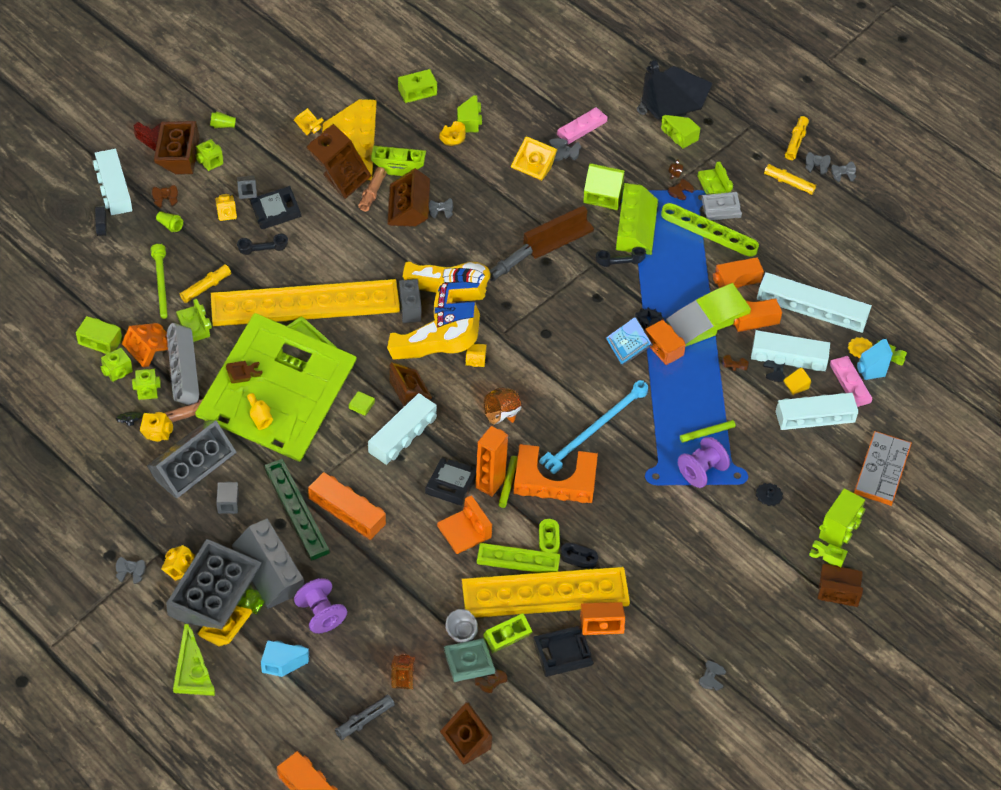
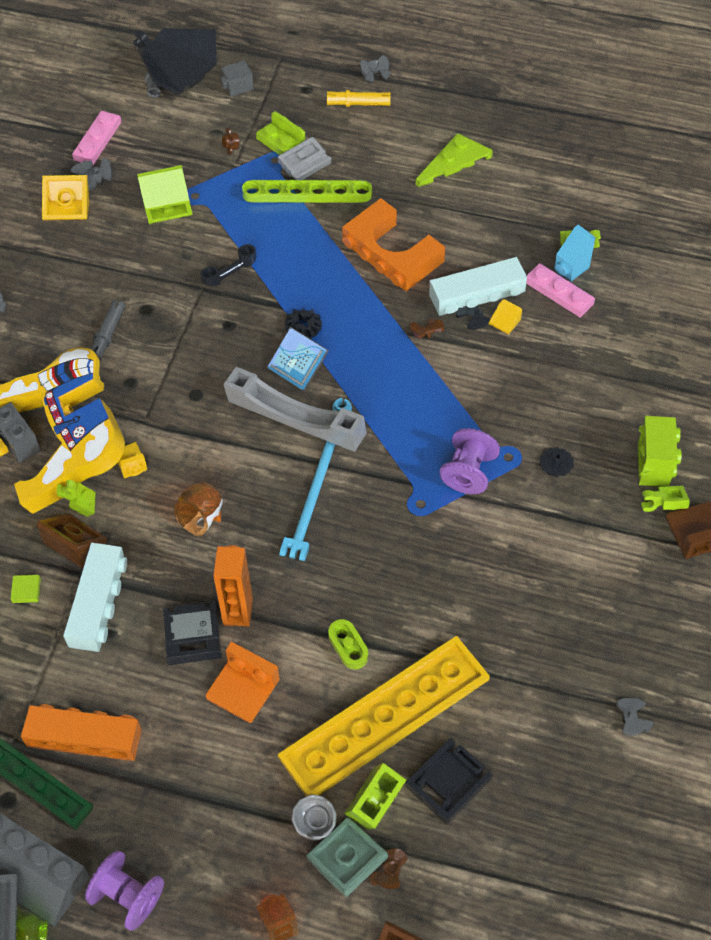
camera: 25 degrees left, 5 degrees up
(428, 361) = (80, 497): none -> lime plate
(508, 482) = (259, 600): lime bar -> none
(517, 558) = (328, 690): lime plate -> none
(558, 232) = (141, 270): reddish brown panel -> none
(576, 488) = (286, 585): orange arch -> none
(579, 556) = (395, 648): black beam -> none
(602, 618) = (472, 714): orange brick -> none
(626, 397) = (337, 427): none -> light grey arch
(637, 219) = (220, 215): lime slope -> none
(665, 342) = (342, 341): orange brick -> none
(676, 191) = (245, 164): reddish brown piece -> none
(680, 129) = (209, 95): lime slope -> none
(707, 431) = (445, 422): lime bar -> none
(708, 314) = (366, 287): lime slope -> none
(709, 125) = (236, 78): none -> dark grey brick
(798, 133) = (336, 46): yellow pin -> none
(814, 302) = (468, 220): light aqua brick -> none
(816, 411) = (547, 340): light aqua brick -> none
(835, 253) = (457, 154): none -> lime wing
(848, 169) = (412, 61): dark grey piece -> none
(858, 346) = (546, 247): yellow piece -> none
(882, 468) = (655, 371): light grey tile -> none

